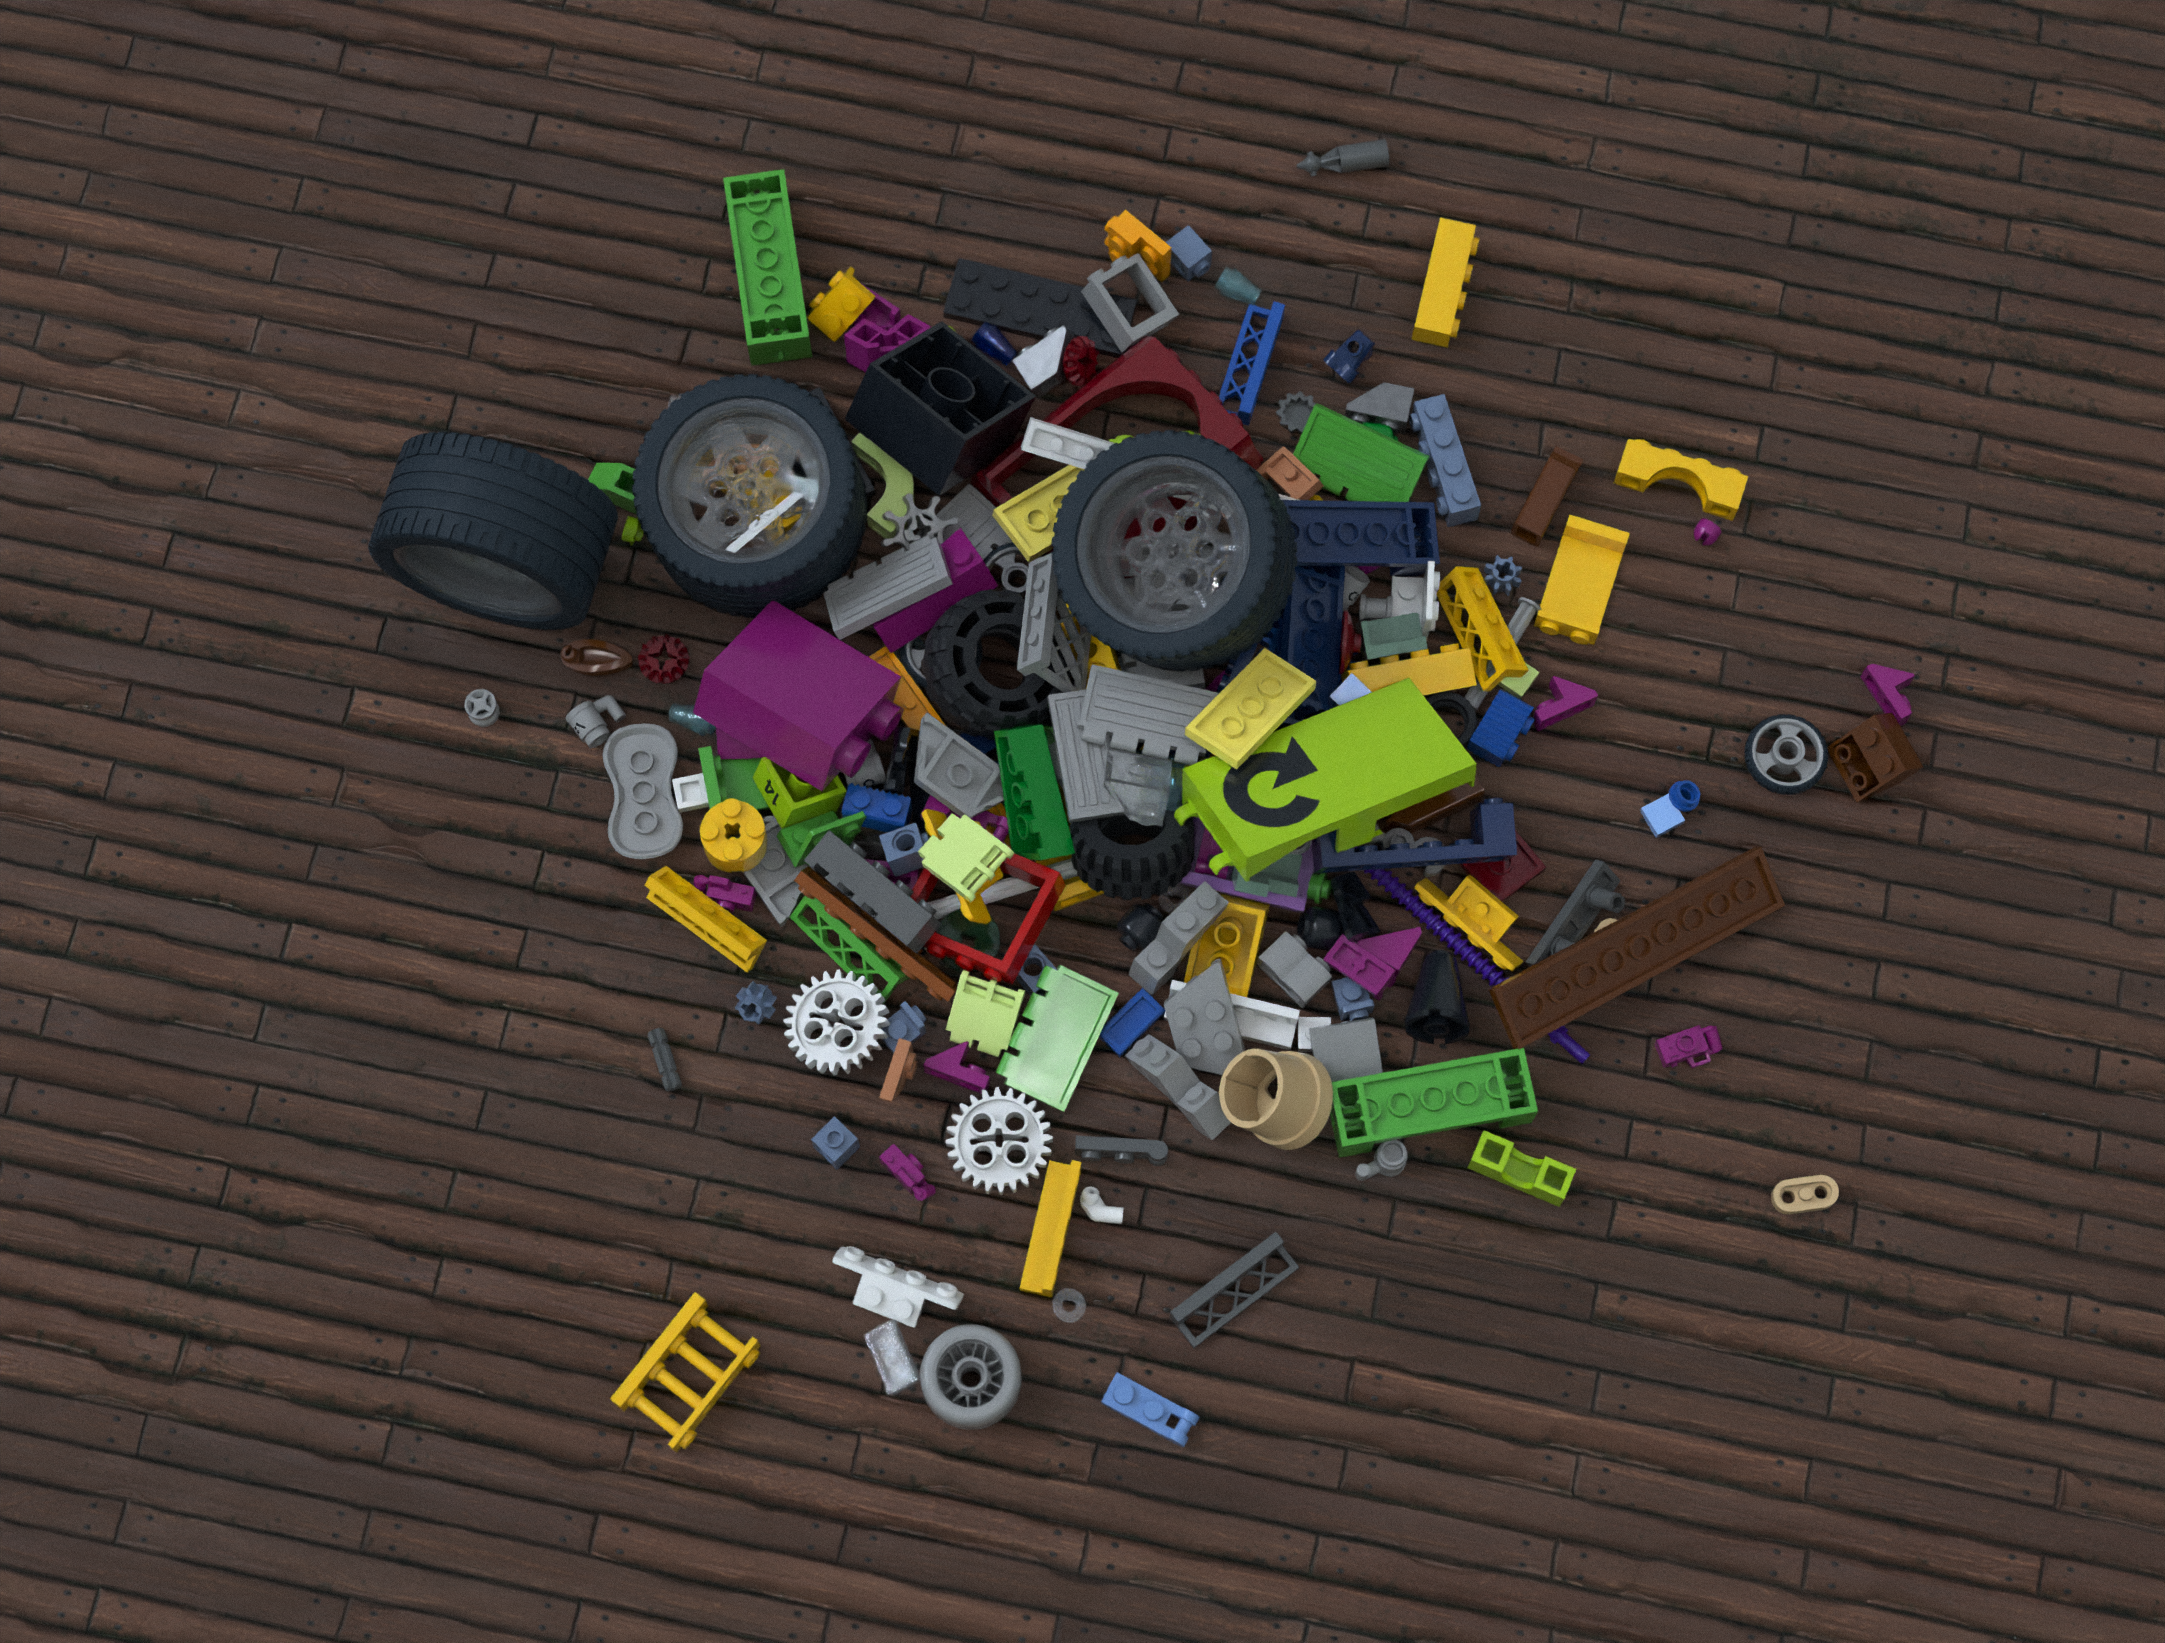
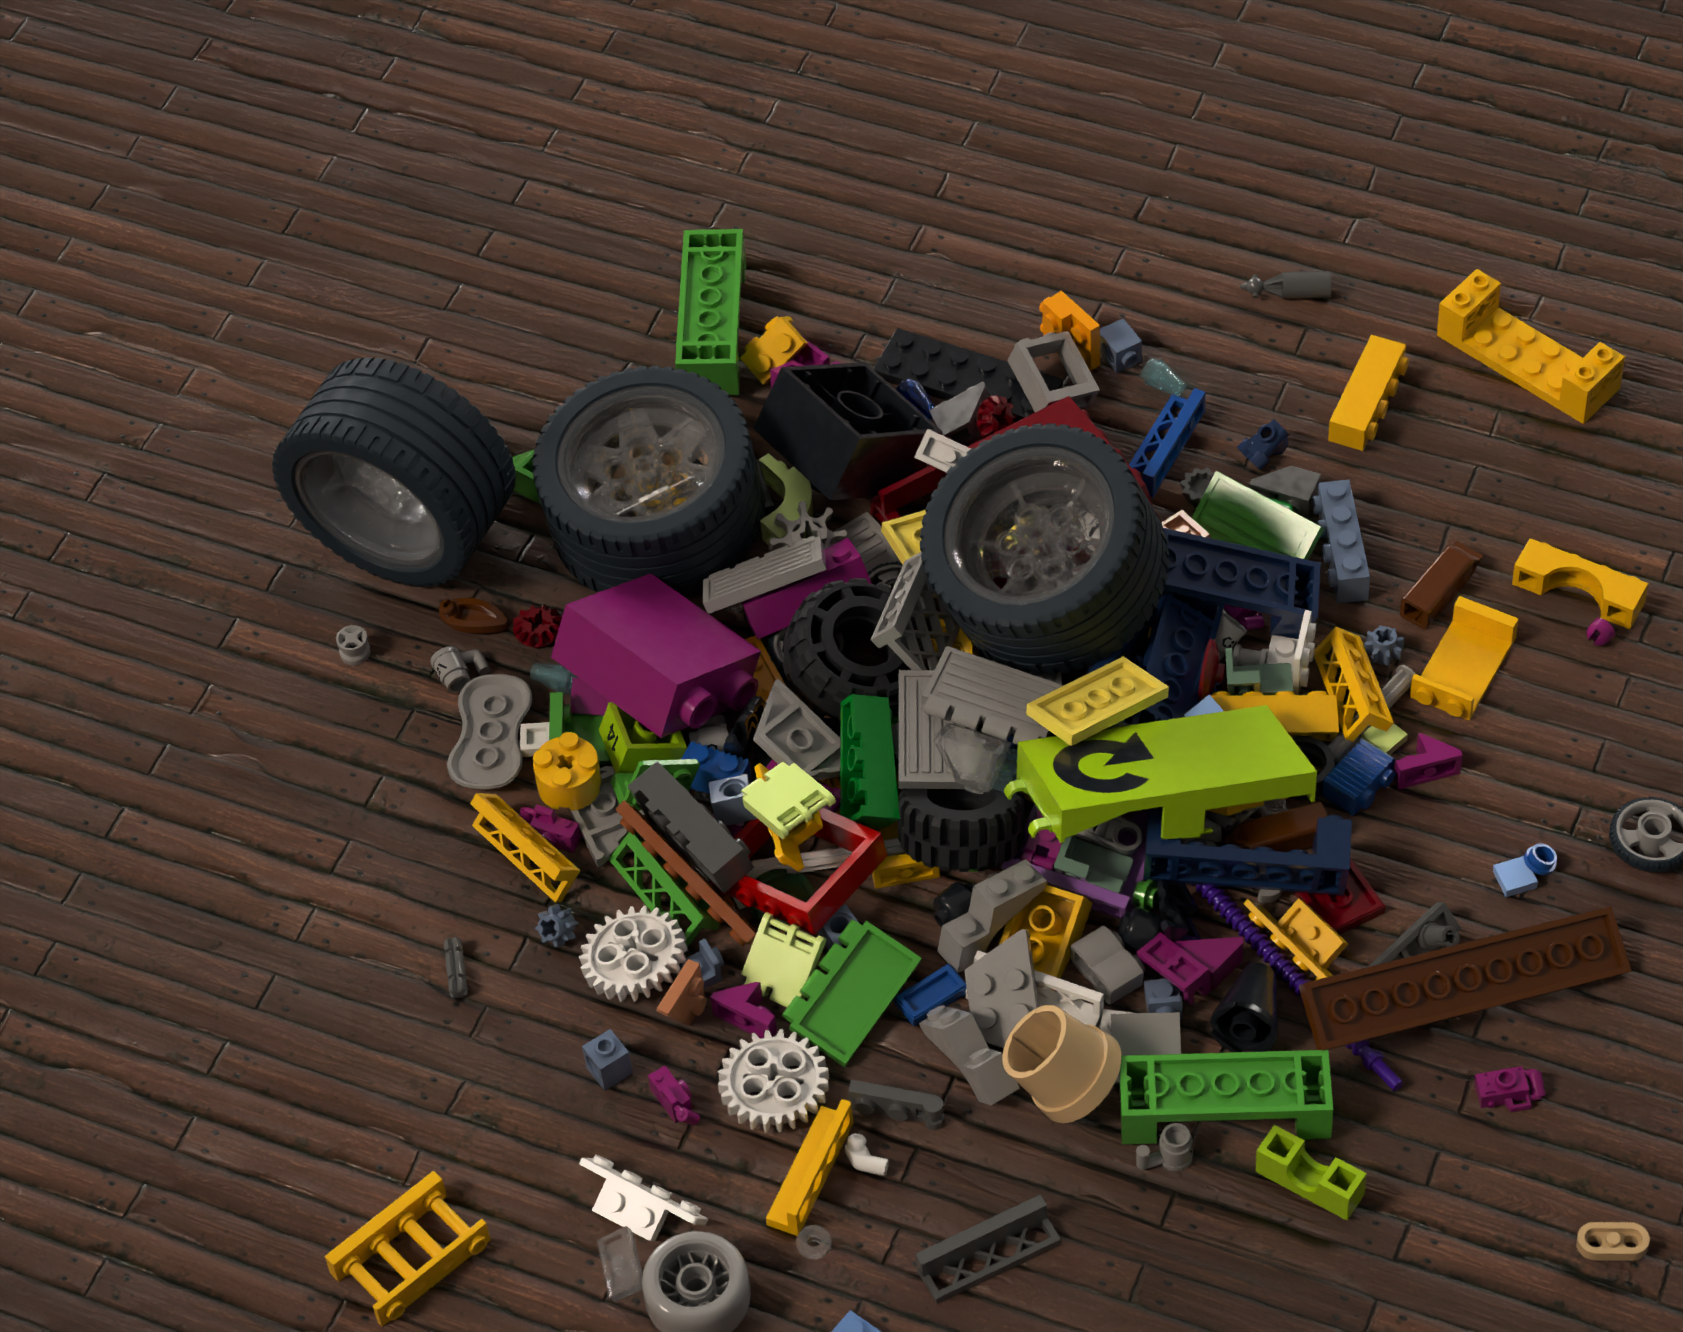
camera: 15 degrees right, 20 degrees down
(632, 530) = (533, 515): lime plate -> none
(1592, 212) = (1547, 369): none -> yellow plate

